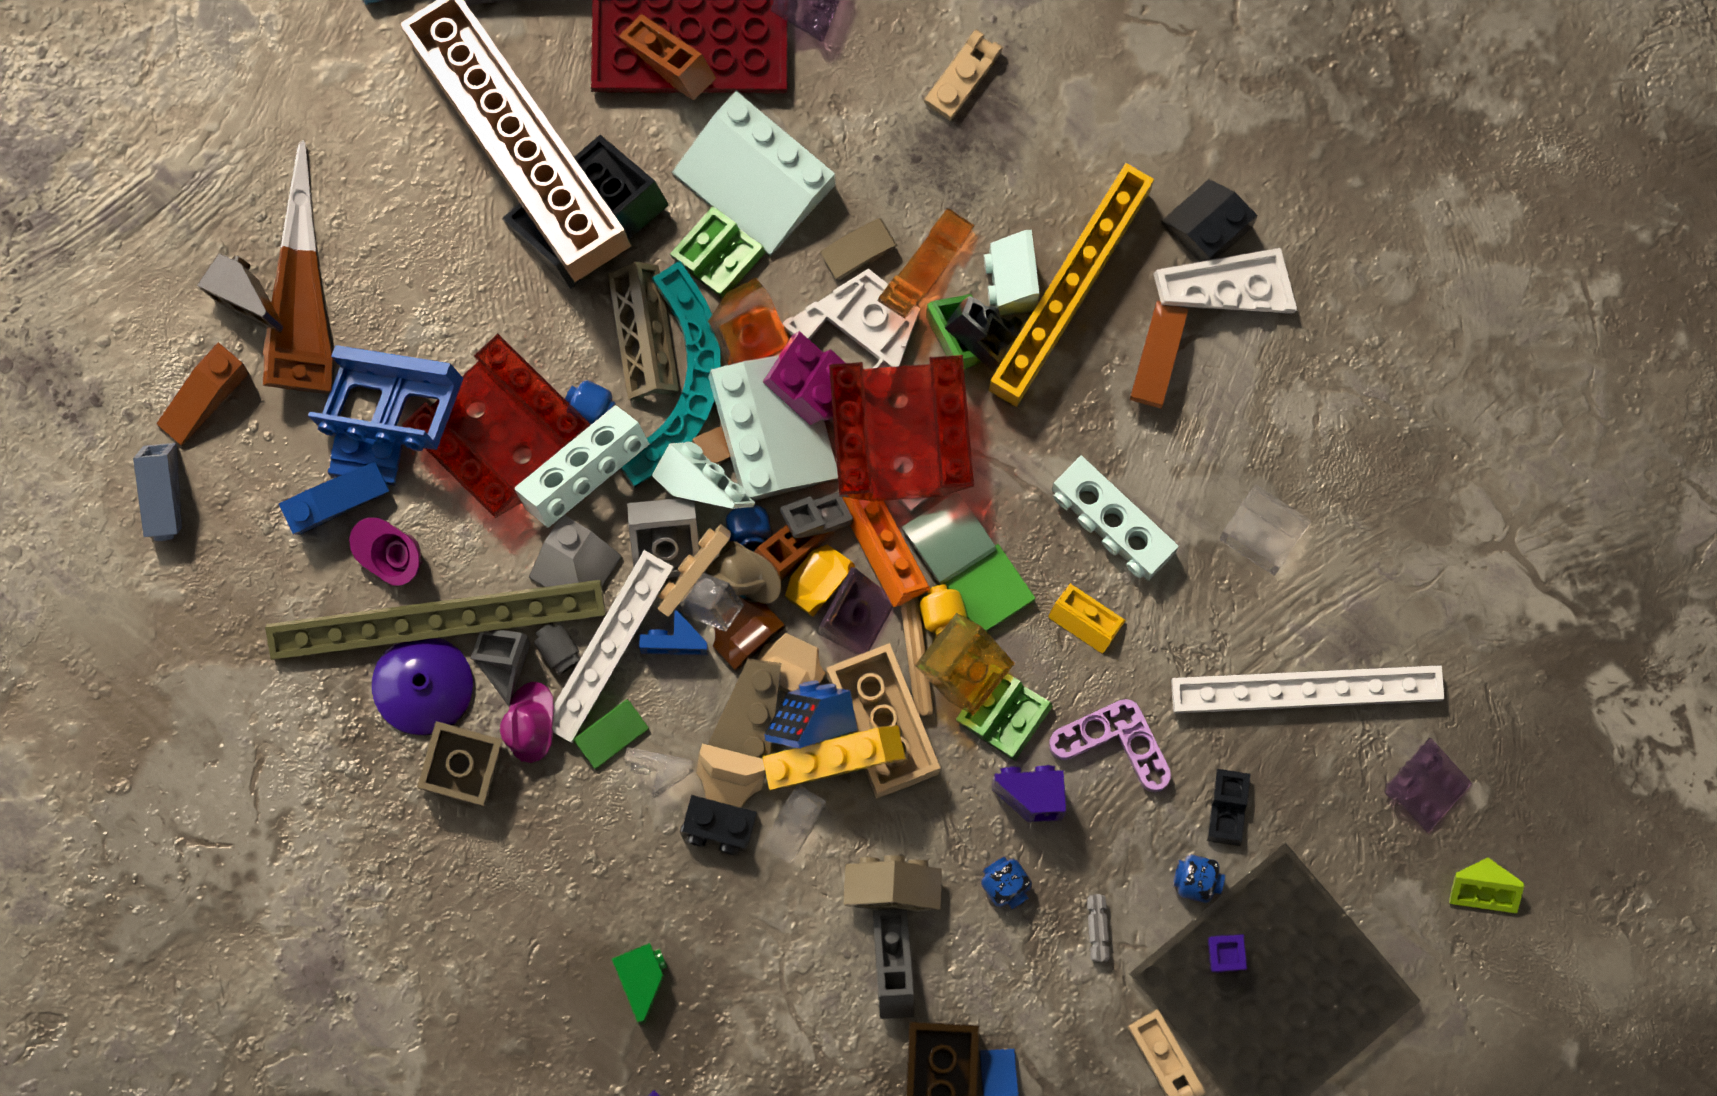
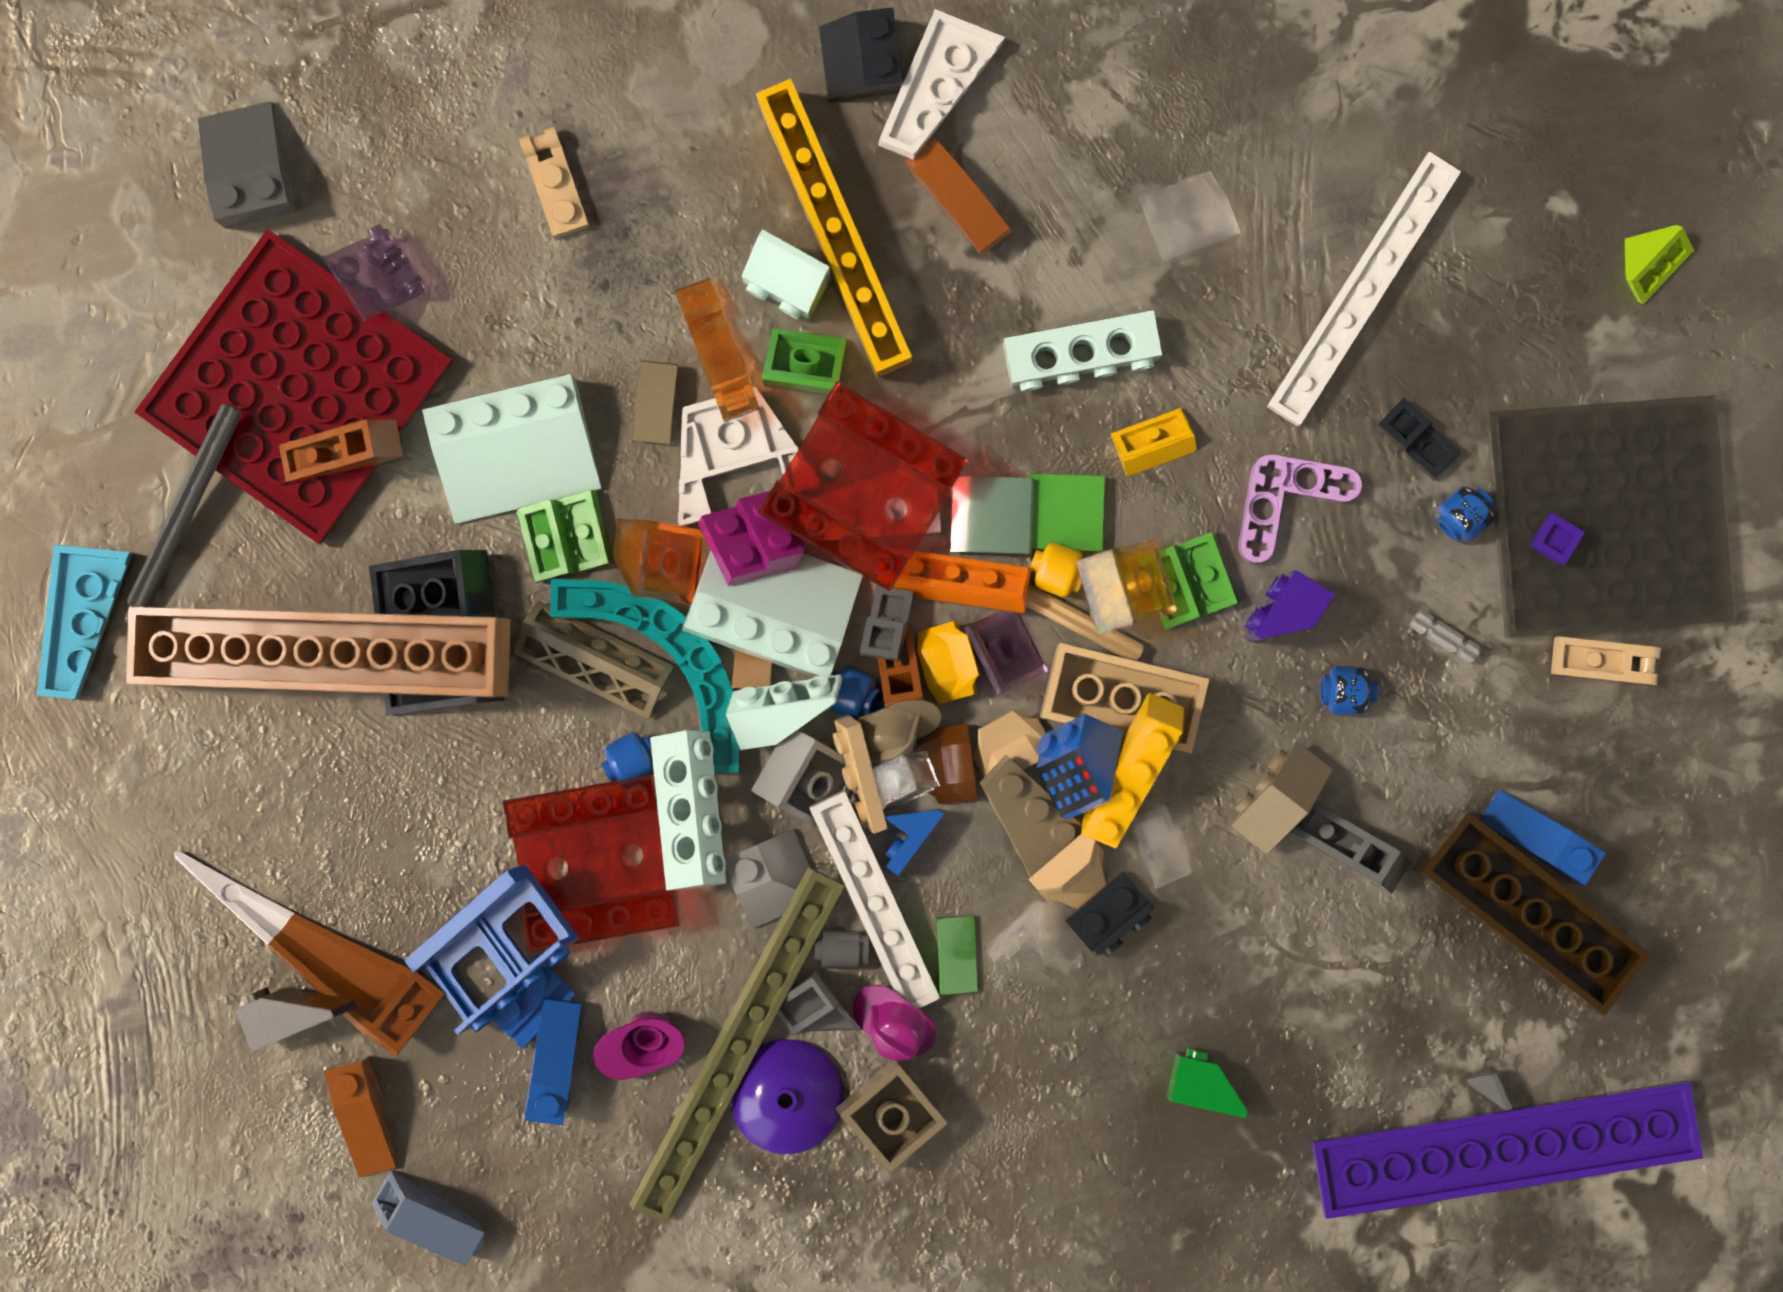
camera: 55 degrees left, 10 degrees up
(983, 330) = (822, 343): black slope -> none
(1428, 785) = (1525, 244): clear purple hinge -> none

